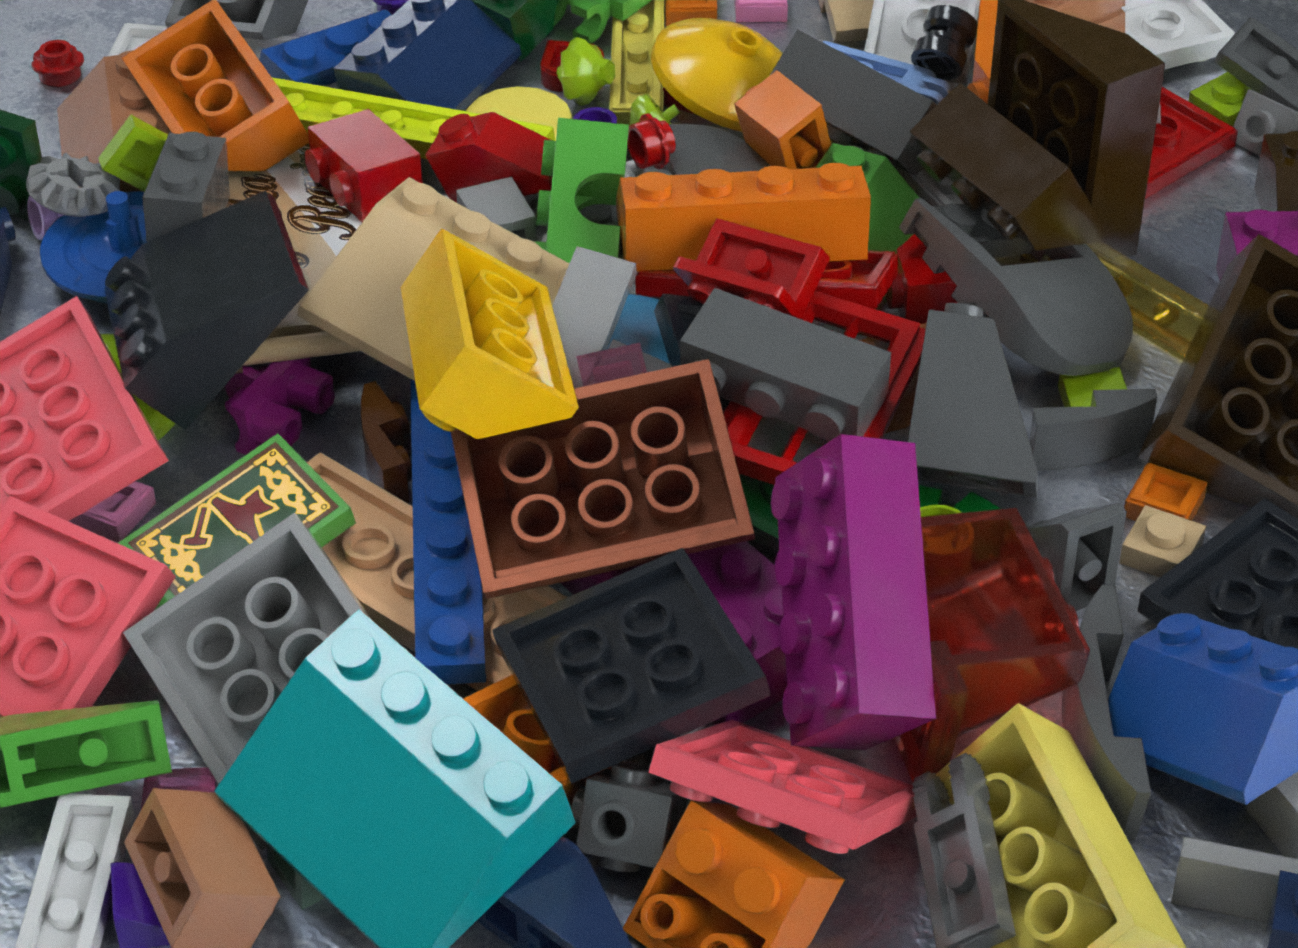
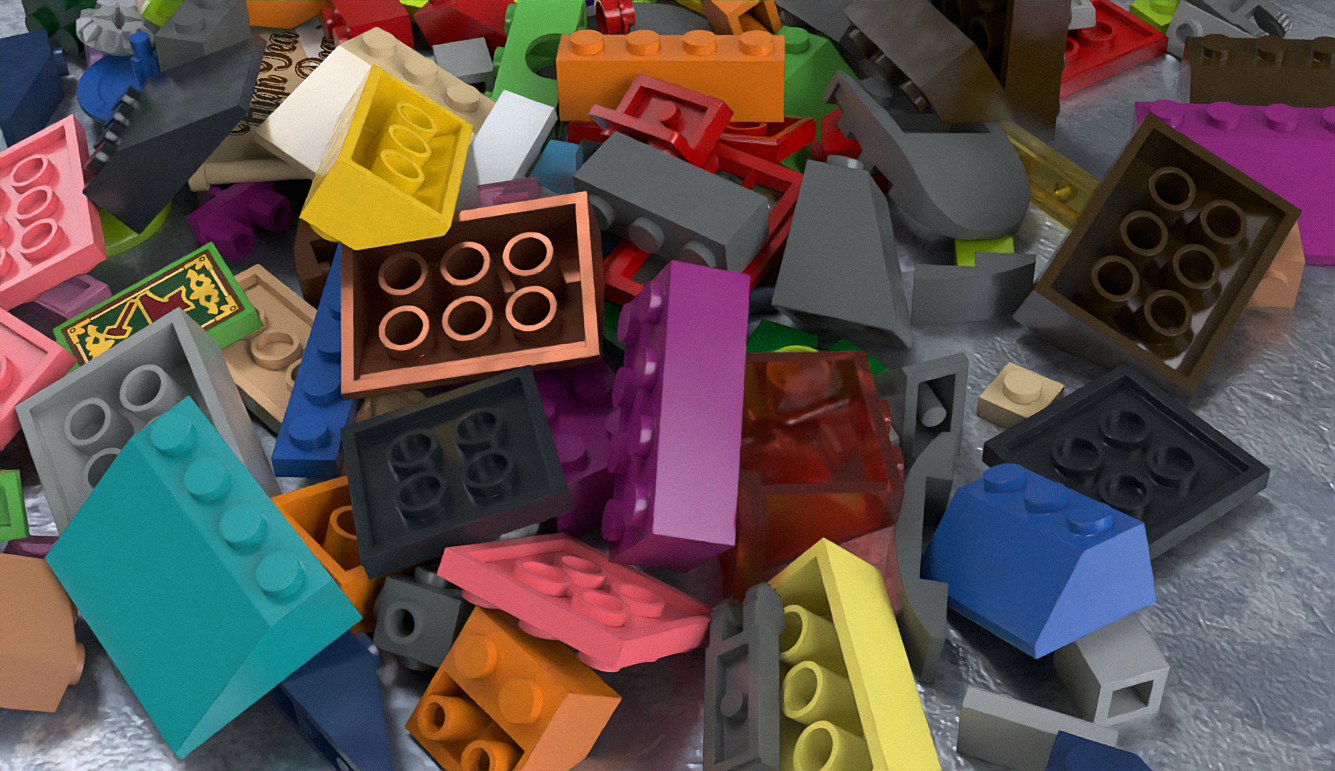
camera: 10 degrees right, 0 degrees up
(1166, 492) = (1034, 352): orange tile -> none

